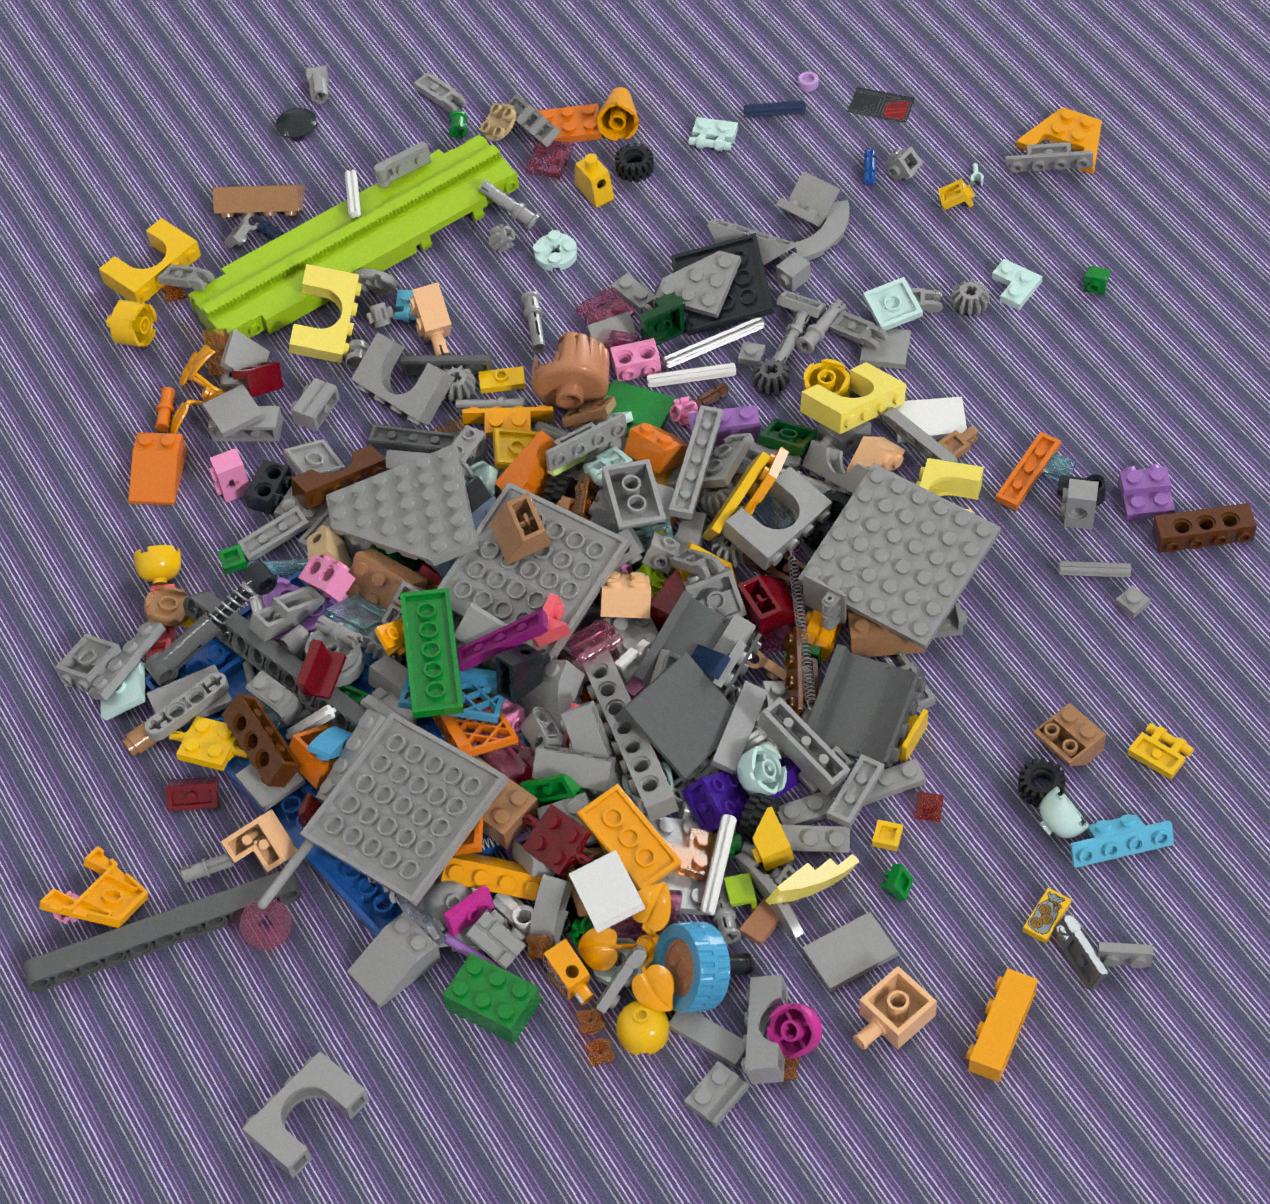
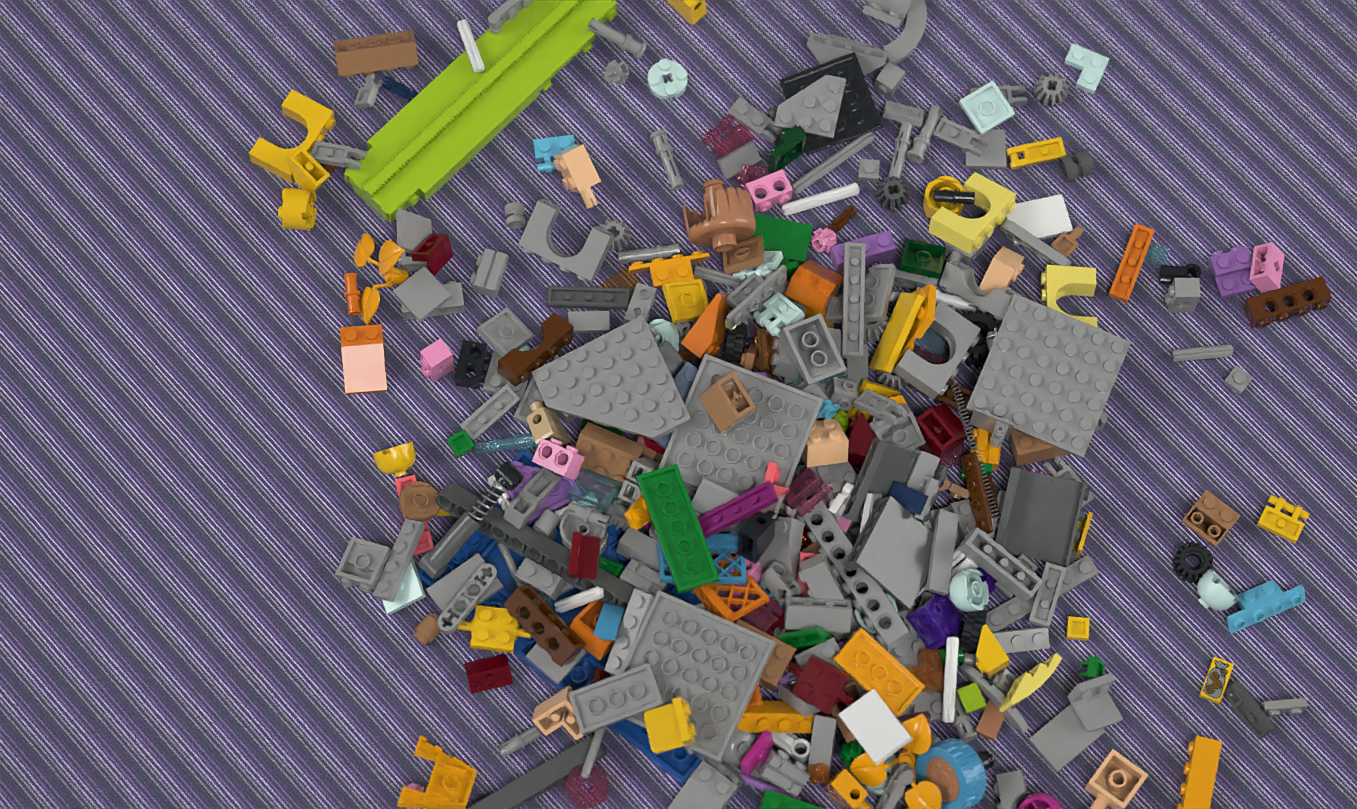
camera: 20 degrees left, 15 degrees up
(152, 289) = (307, 171): none -> yellow slope
(216, 340) = (386, 226): clear orange plate -> none
(314, 821) = (616, 698): none -> light grey plate
(327, 342) = (490, 154): light yellow arch -> none
(365, 855) = (670, 726): none -> yellow bracket
(377, 281) = (513, 137): light grey tile -> none
(380, 315) = (525, 170): light grey gear -> none
(415, 364) = (598, 217): dark grey tile -> none
(502, 380) = (651, 224): yellow plate -> none
(637, 557) = (828, 409): none -> medium azure plate
(834, 377) = (954, 197): none -> black axle
(888, 914) = (1094, 703): none -> light grey bracket
(929, 806) = (1105, 596): clear red plate -> none
(941, 355) = (1036, 153): none -> yellow plate
(982, 370) = (1076, 165): none -> dark grey wheel
(1096, 280) = (1156, 56): green bracket -> none
(1184, 487) = (1266, 267): none -> bright pink brick

